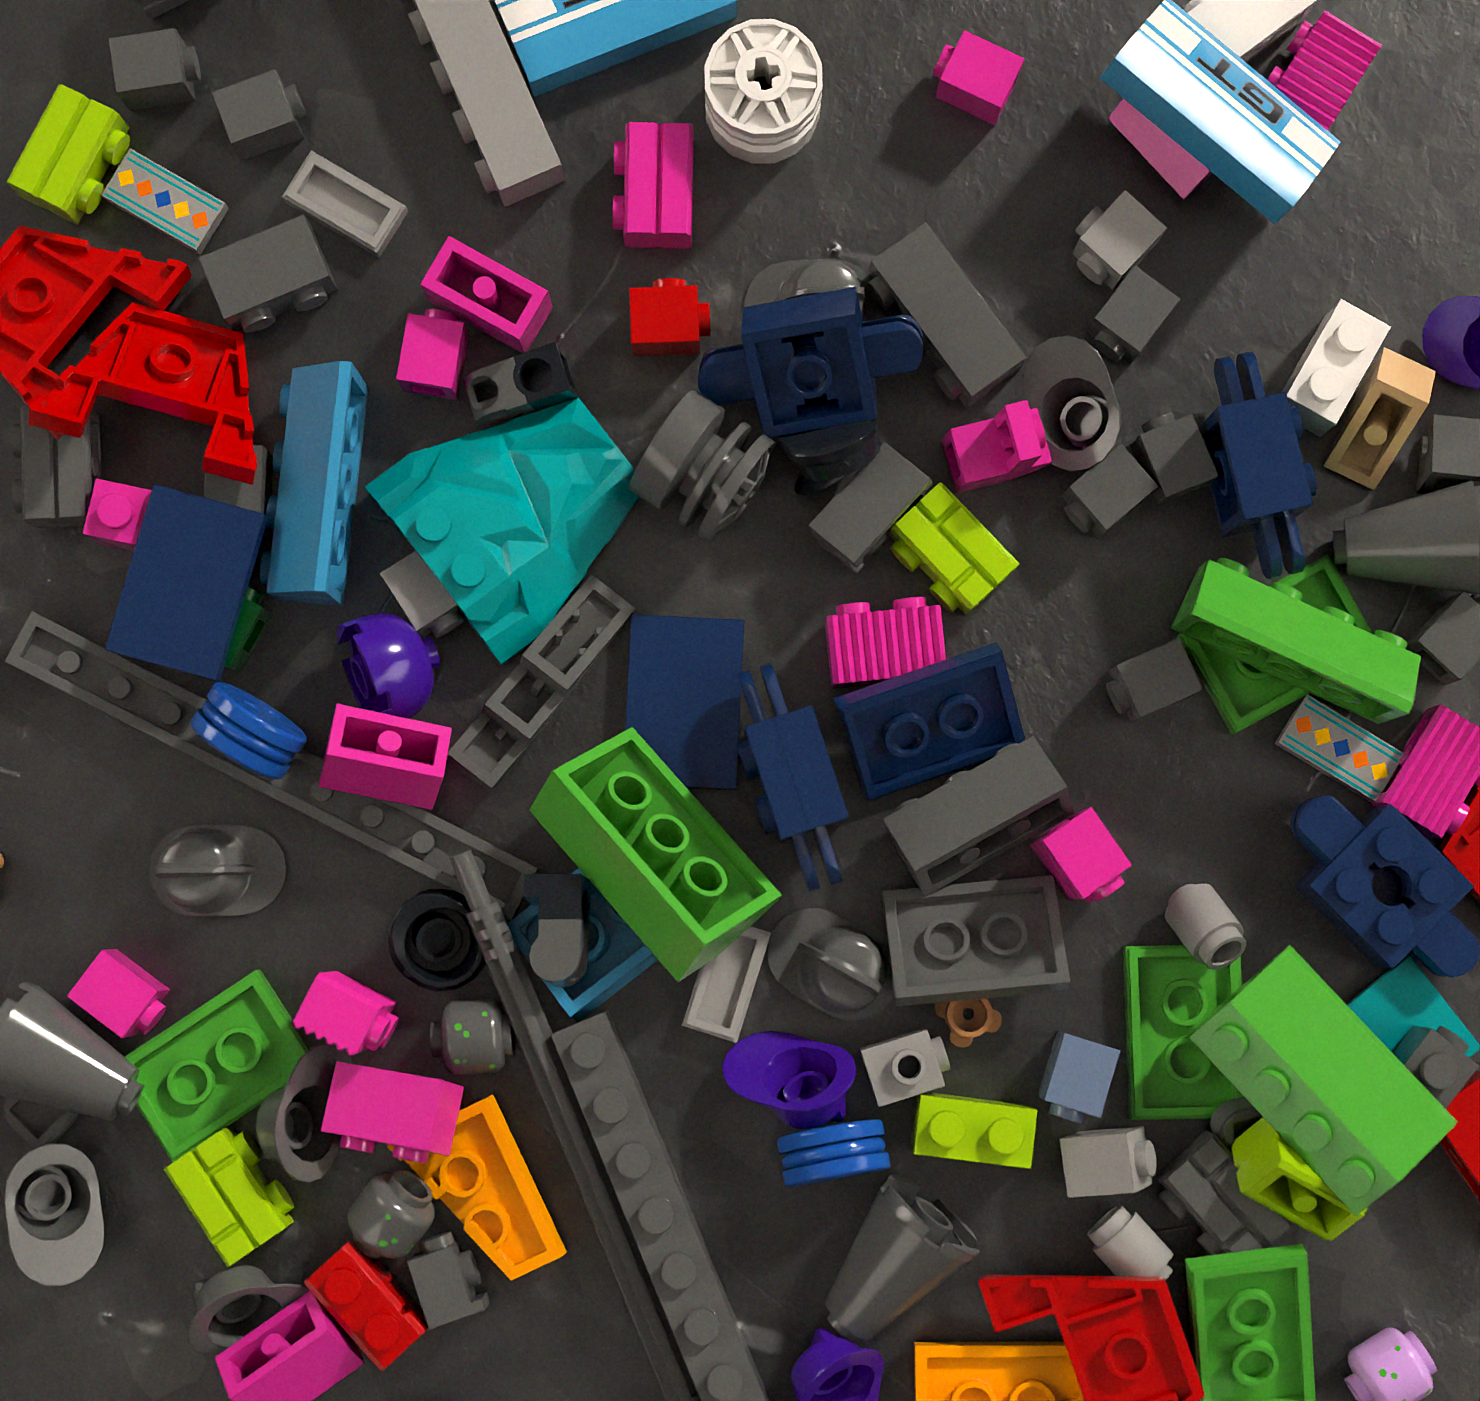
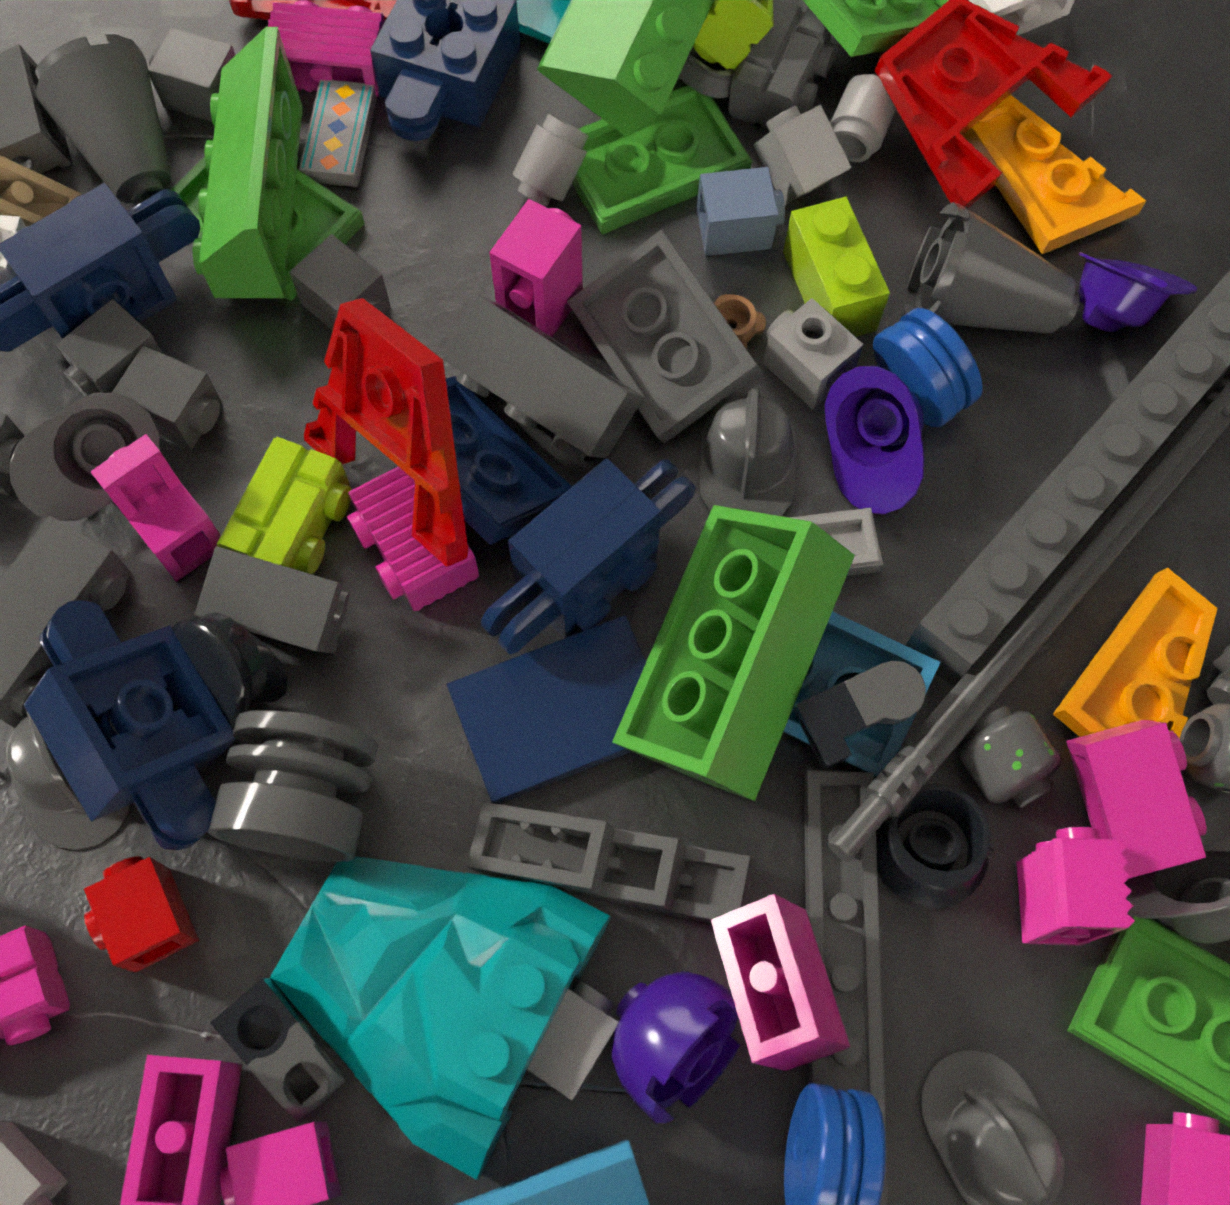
camera: 115 degrees left, 15 degrees down
(964, 667) = (398, 401): none -> red wing

